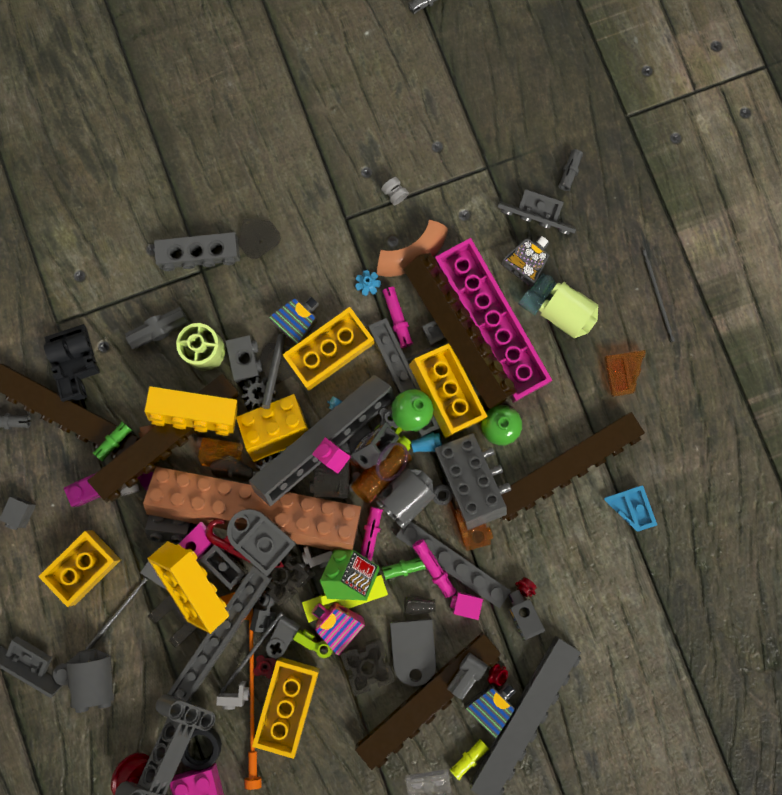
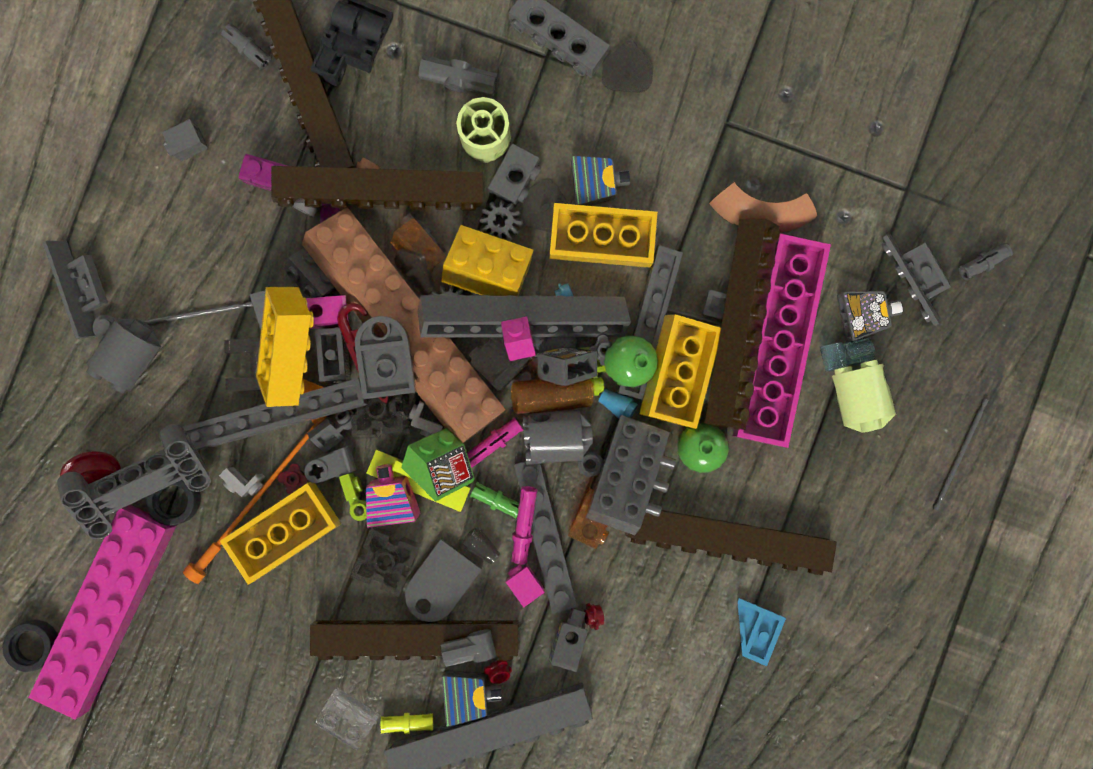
camera: 40 degrees right, 5 degrees up
(79, 568) = (199, 242): yellow brick -> none
(112, 441) = (326, 148): bright green pin -> none
(191, 410) = (423, 182): yellow brick -> none
(251, 652) = (292, 455): dark grey piece -> none
(273, 371) = (532, 211): dark grey bar -> none
(367, 283) = (689, 205): dark azure plant -> none
(379, 459) = (565, 379): piece -> none
(394, 191) = (797, 136): light grey wheel -> none
(400, 325) = (690, 269): dark pink pin -> none
(623, 372) = (862, 498): clear orange wing -> none

